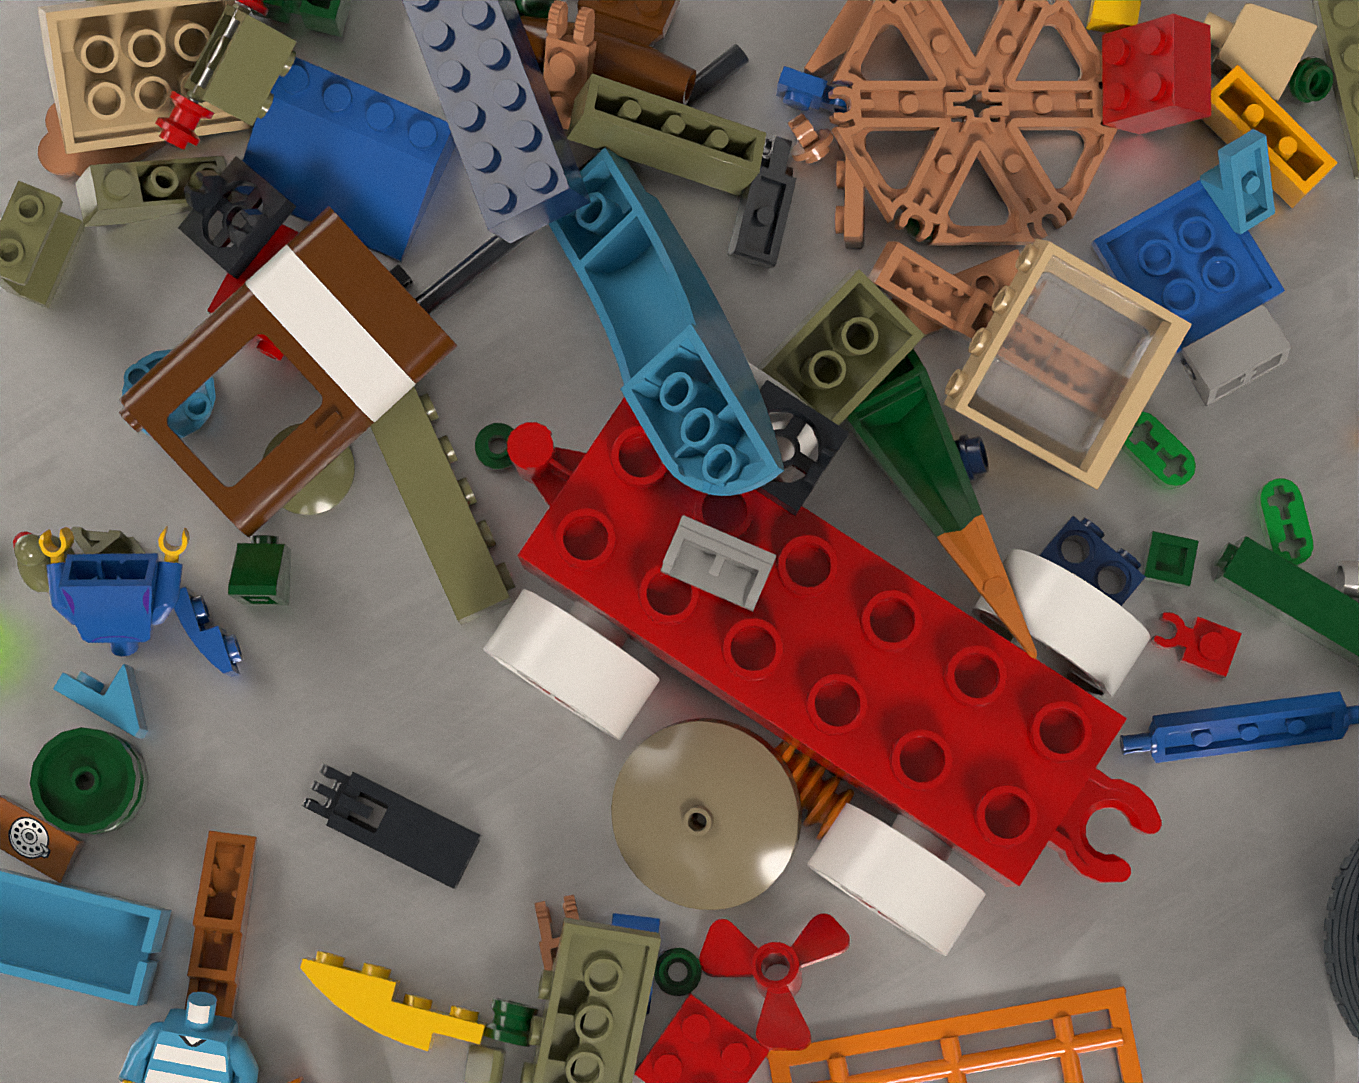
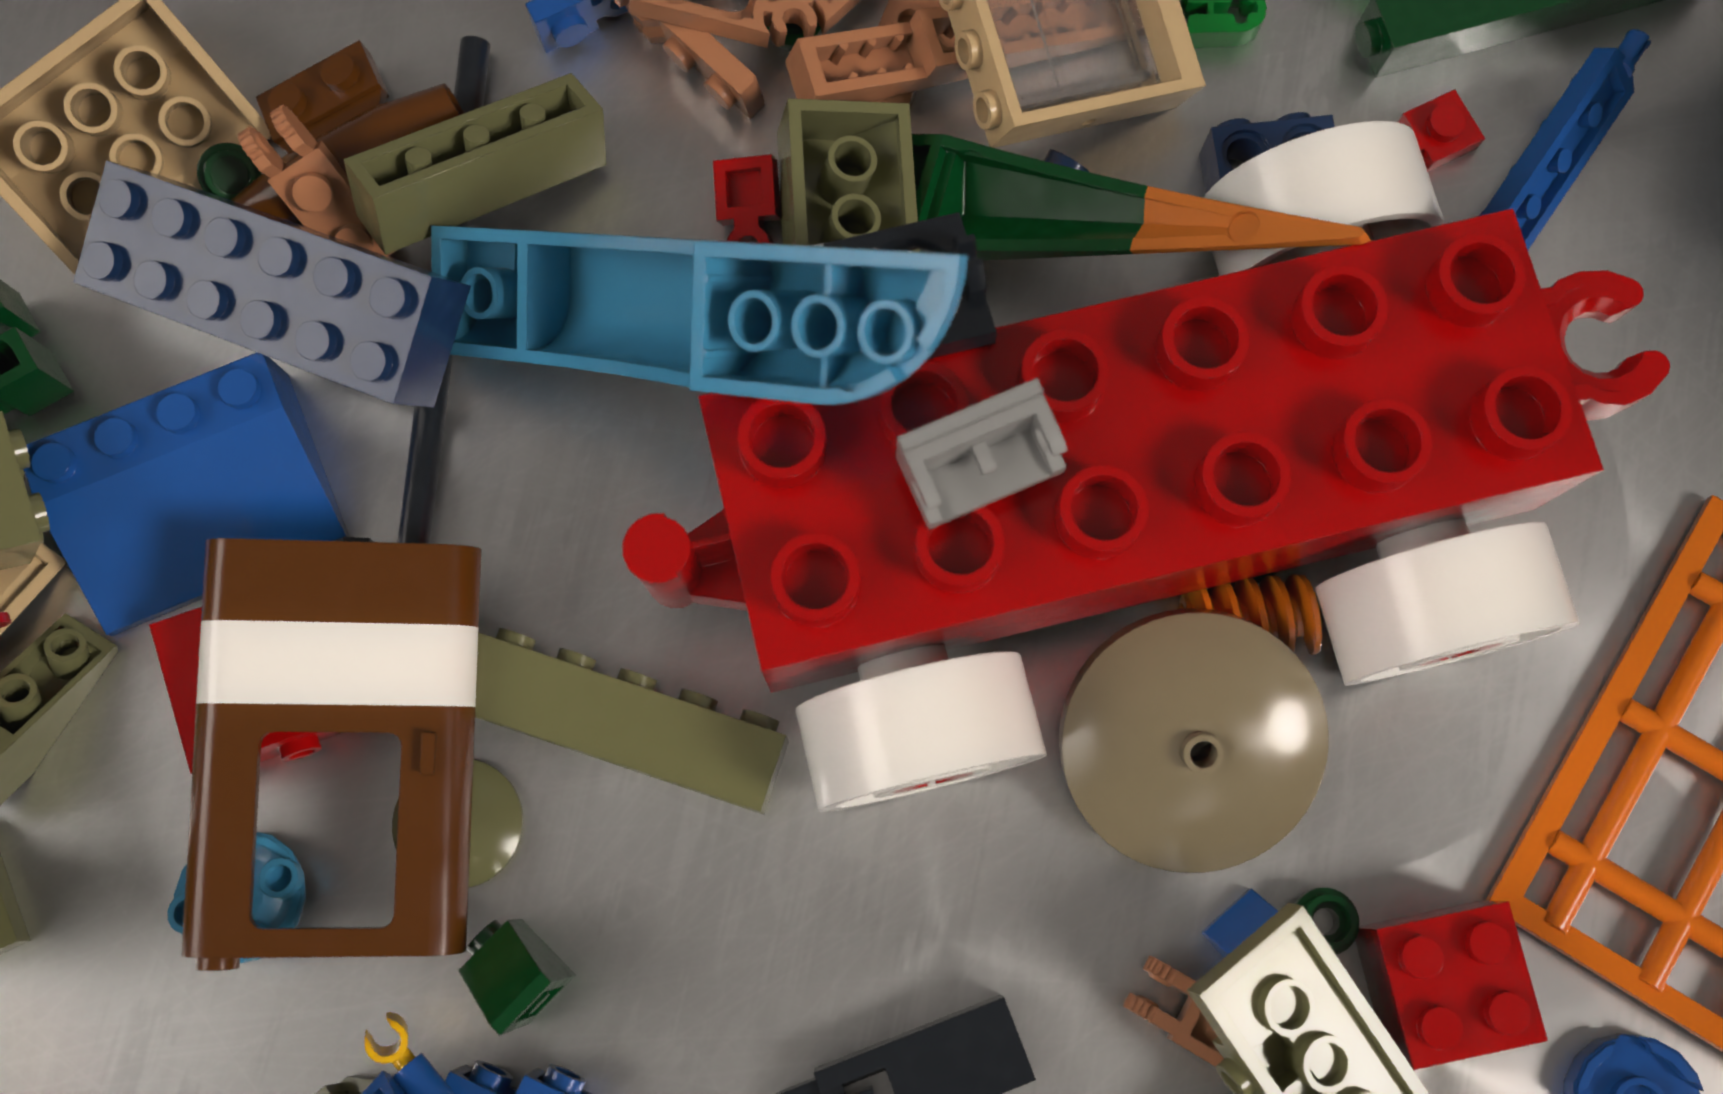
camera: 45 degrees left, 5 degrees down
(259, 225) = (158, 658): black piece -> none
(483, 439) = (632, 625): dark green plate -> none
(732, 954) = (1358, 846): red piece -> none
(765, 207) = (643, 150): black hinge -> none
(792, 293) = (747, 196): none -> red plate
(811, 144) = (618, 52): nougat plate -> none
(1170, 559) = (1326, 87): dark green plate -> none

